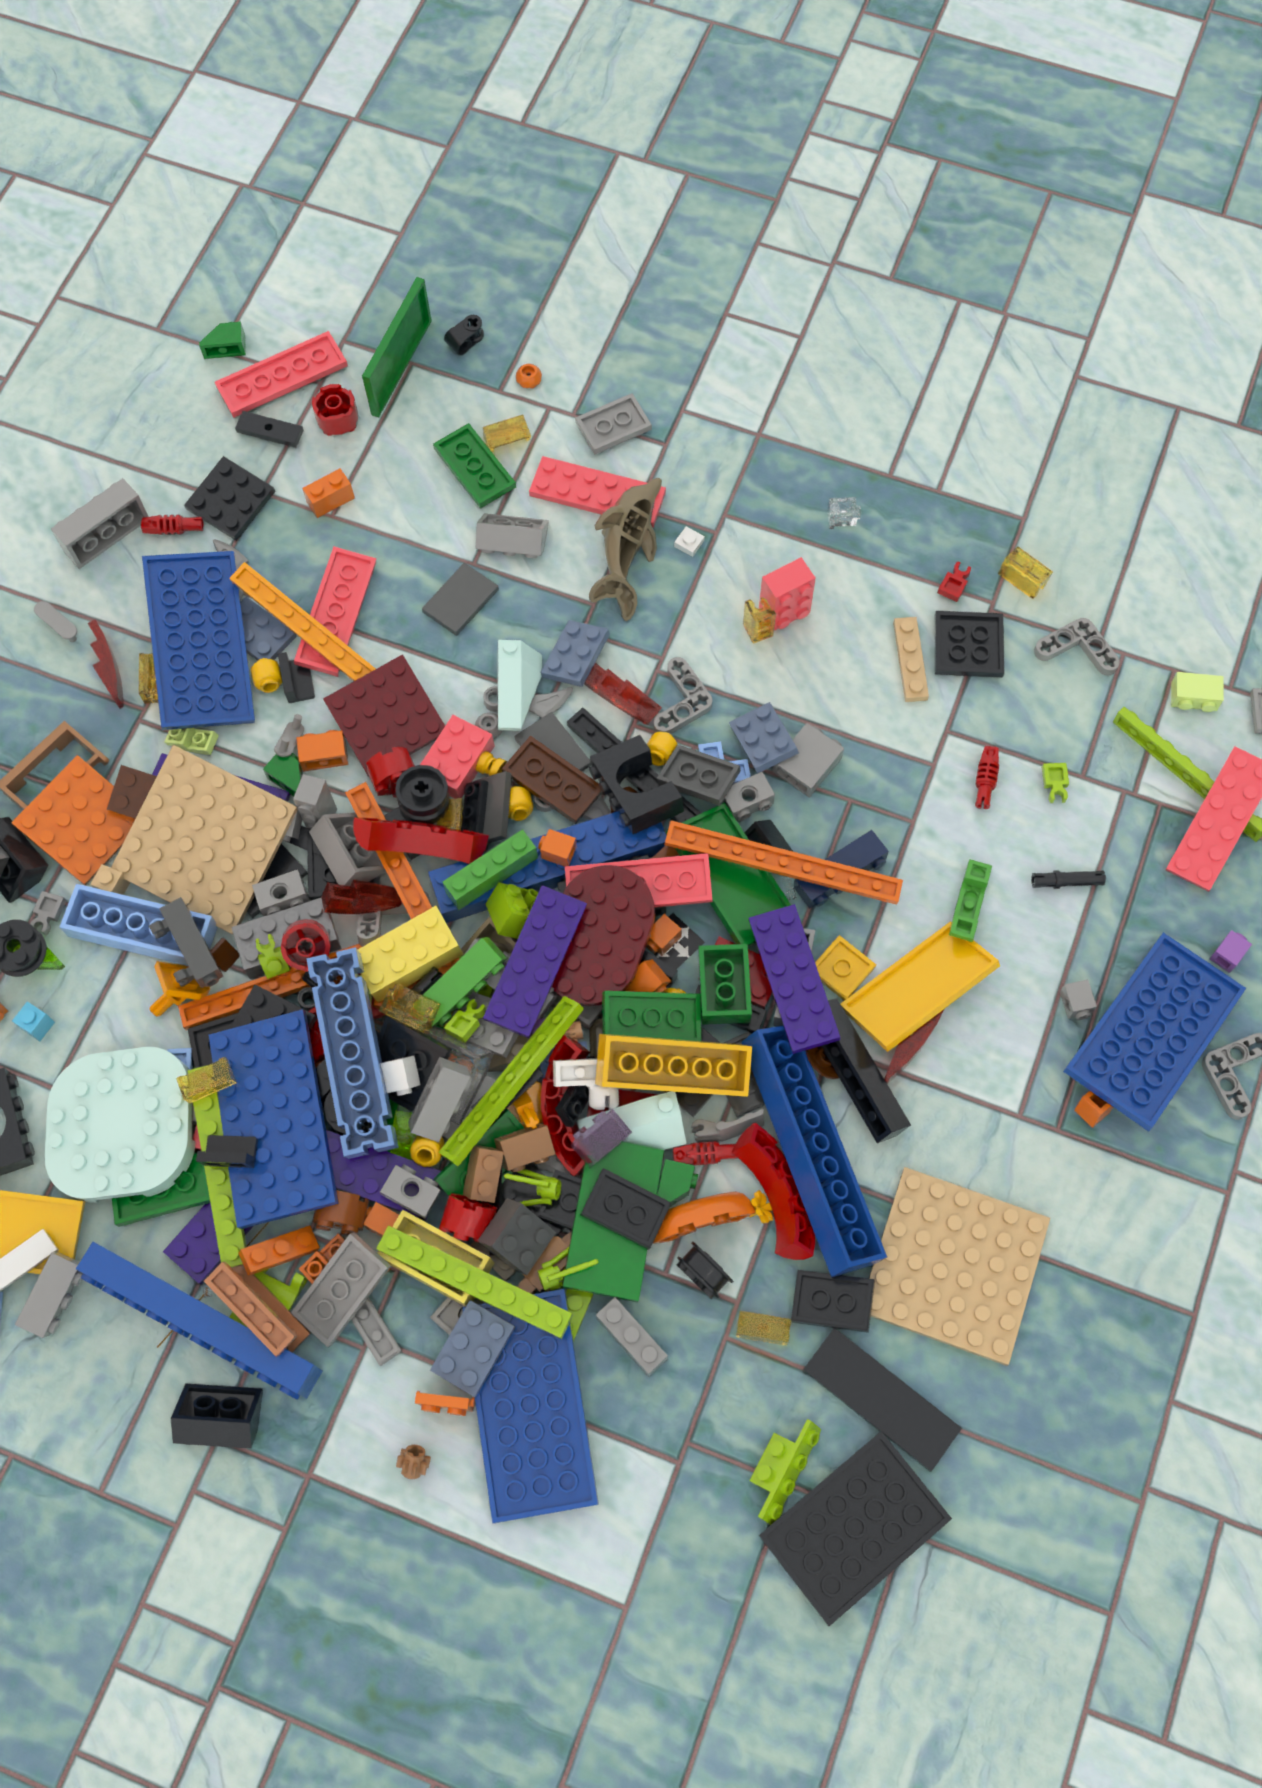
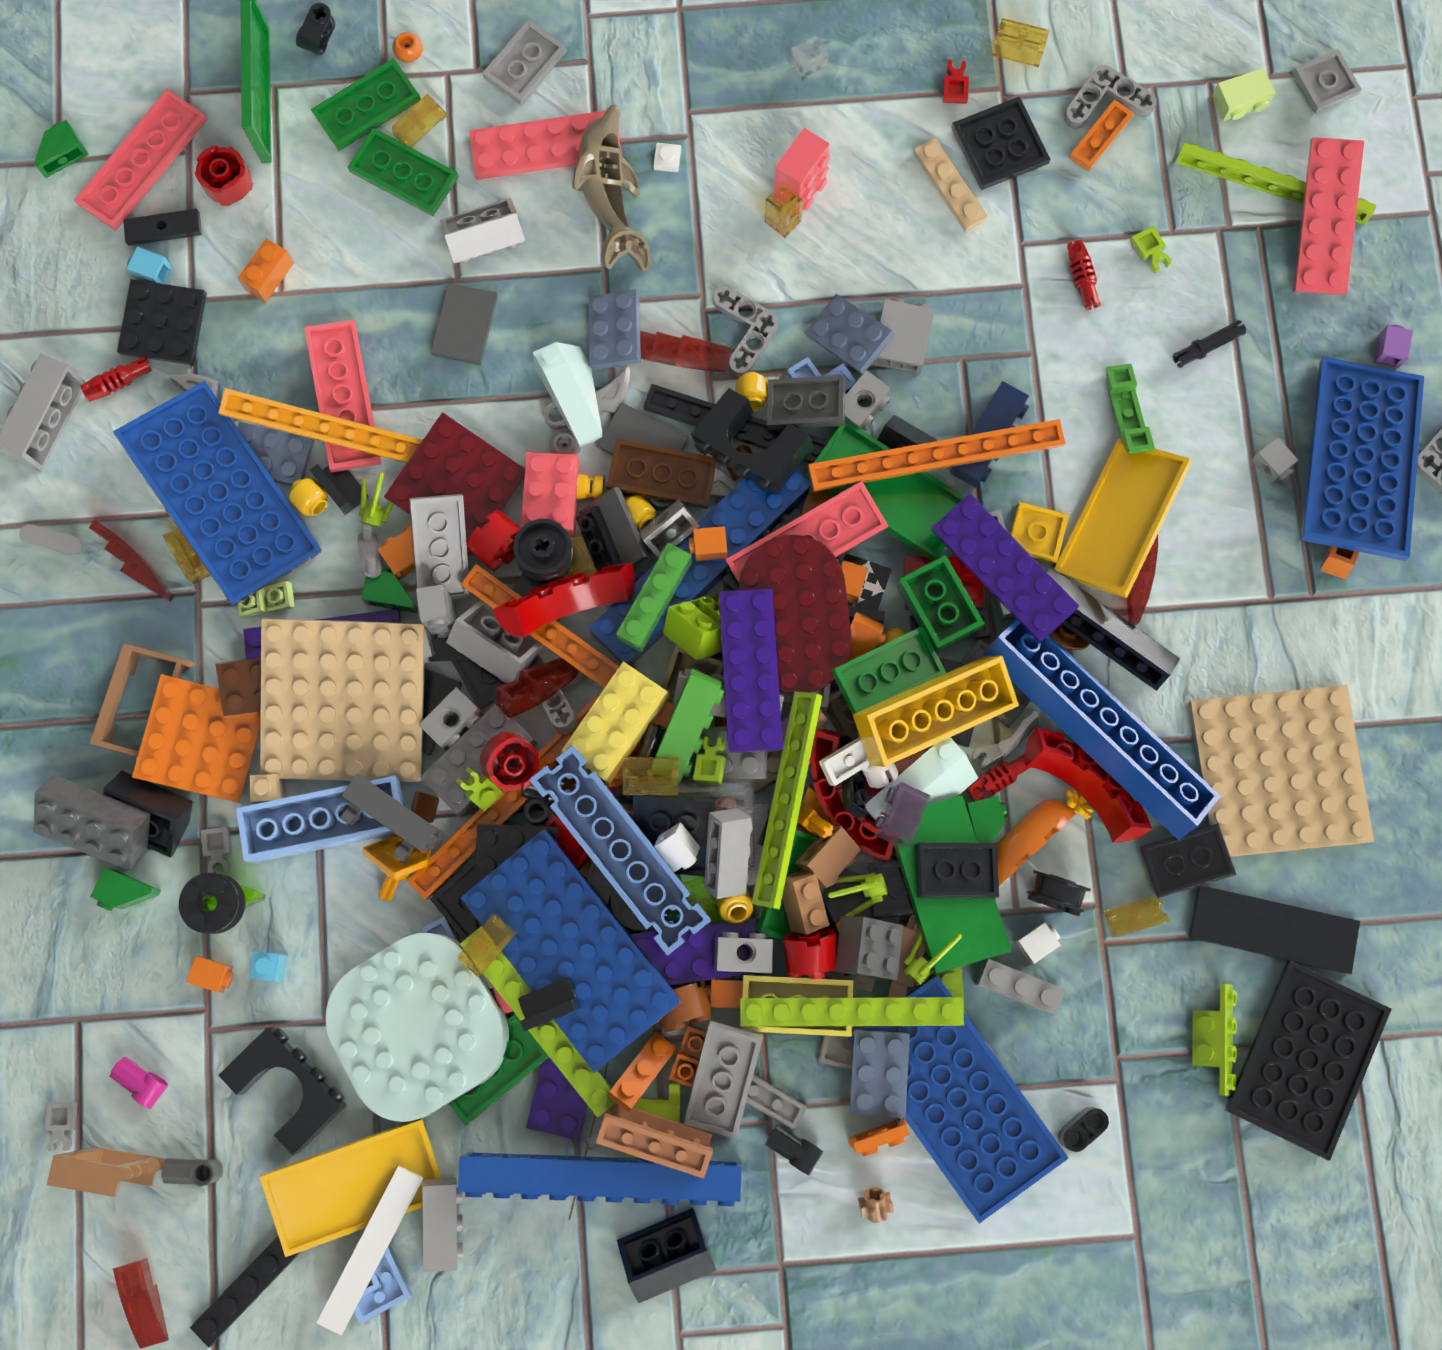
camera: 25 degrees left, 10 degrees up
(242, 453) = (148, 266): none -> medium azure brick
(308, 708) = (372, 513): none -> lime plant
(346, 752) = (440, 543): none -> light grey plate
(373, 1384) = (799, 1152): none -> black piece
(472, 404) = (366, 104): none -> green plate
(535, 822) = (668, 527): none -> light grey brick
(623, 1482) = (1086, 1133): none -> black beam
(668, 1307) = (1038, 942): none -> white brick
(1058, 673) = (1101, 135): none -> orange plate

